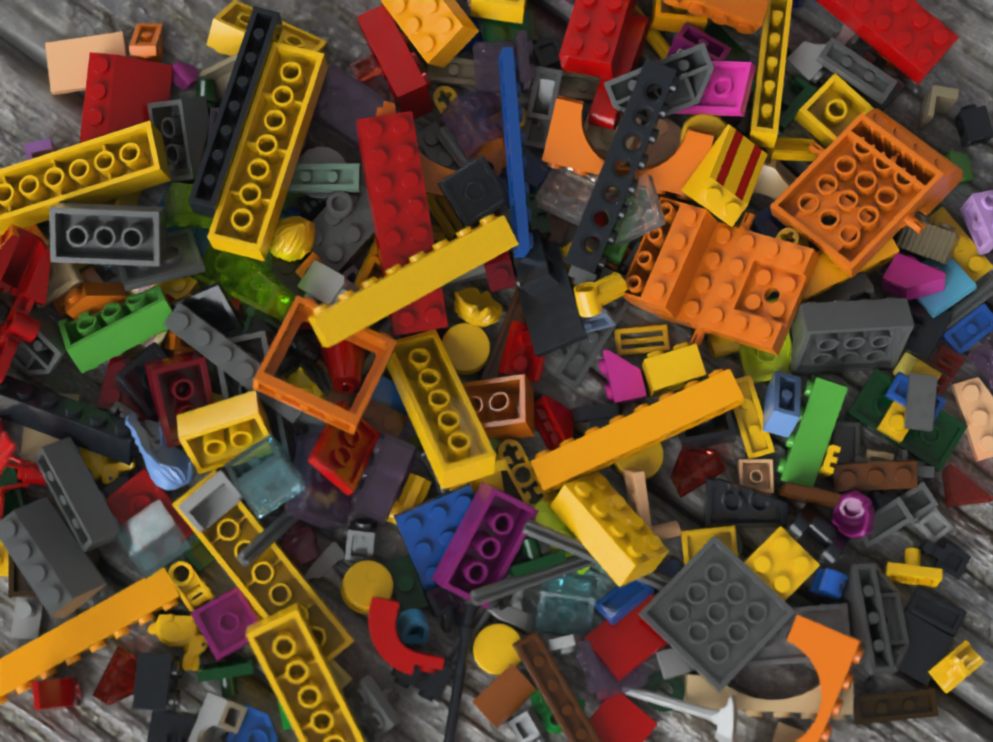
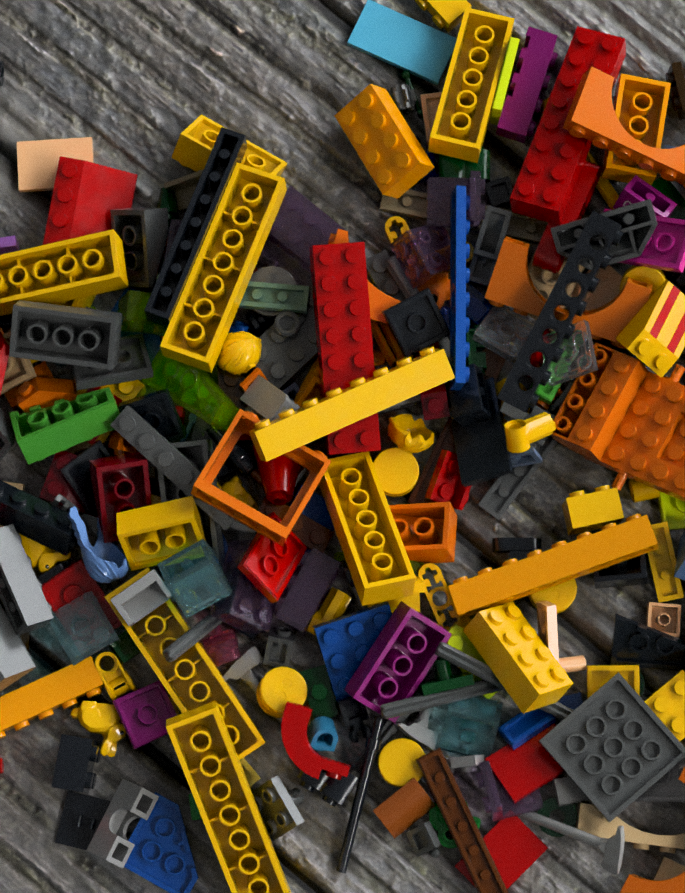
camera: 10 degrees right, 0 degrees up
(118, 678) = (39, 757): clear red slope -> none
(147, 42) = (115, 149): orange slope -> none
(185, 76) = (148, 185): magenta plate -> none
(226, 672) = (141, 762): dark green tile -> none
(365, 69) = (322, 193): clear red plate -> none
(396, 62) = (351, 189): red wedge -> none
(553, 421) = (473, 550): red slope -> none
(623, 379) = (544, 515): dark pink slope -> none
(639, 330) = (568, 468): yellow tile -> none
(692, 468) = (603, 605): clear red slope -> none

